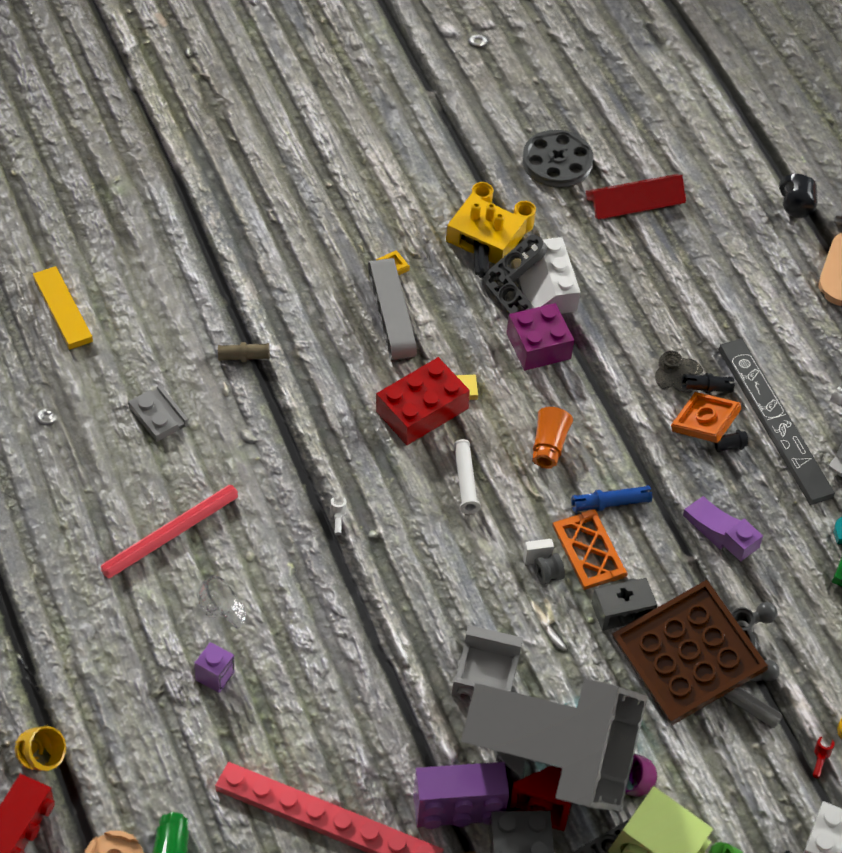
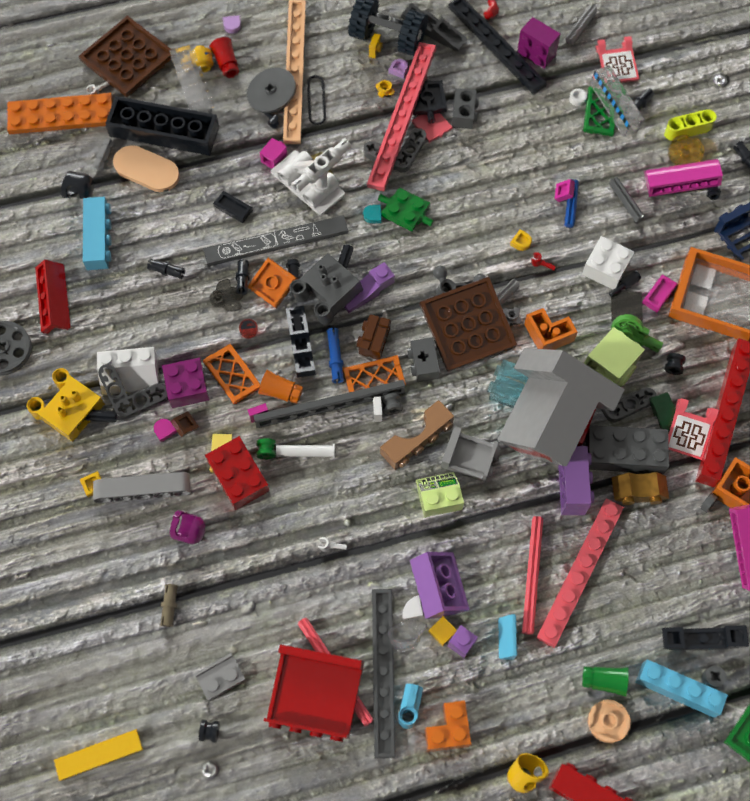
camera: 80 degrees left, 15 degrees up
(90, 404) = (209, 731): none -> black wheel
(95, 663) = (454, 733): none -> orange brick
(127, 614) = (410, 704): none -> medium azure piece
(138, 506) = (315, 692): none -> red panel
(167, 584) = (383, 675): none -> dark grey tile
(225, 729) = (507, 637): none -> medium azure slope
(234, 645) = (442, 630): none -> yellow tile
(258, 612) = (412, 609): none -> white tile
(293, 639) = (439, 584): none -> medium lavender slope
(318, 756) = (532, 576): none -> coral axle
(340, 363) = (191, 528): none -> magenta helmet
(422, 632) = (440, 494): none -> yellowish green slope
(461, 429) = (266, 448): none -> green wheel
(474, 325) = (164, 429): none -> dark pink tile
(483, 342) = (184, 424): none -> reddish brown plate
(511, 418) = (257, 410): none -> dark pink tile
(531, 621) = (399, 450): none -> medium nougat arch
(537, 497) = (327, 404): none -> dark grey tile
(586, 393) = (237, 360): none -> orange window
(625, 458) = (300, 341): none -> black slope
(633, 400) = (248, 328): none -> clear red tile
(648, 541) = (374, 336): none -> reddish brown brick
(694, 759) = (548, 334): none -> orange brick
(702, 302) = (166, 268): none -> black pin
(715, 478) = (330, 283): none -> dark grey piece
(715, 722) = (515, 319): none -> flat silver plate
(735, 224) = (96, 233): none -> medium azure brick
(816, 367) = (233, 207): none -> black tile

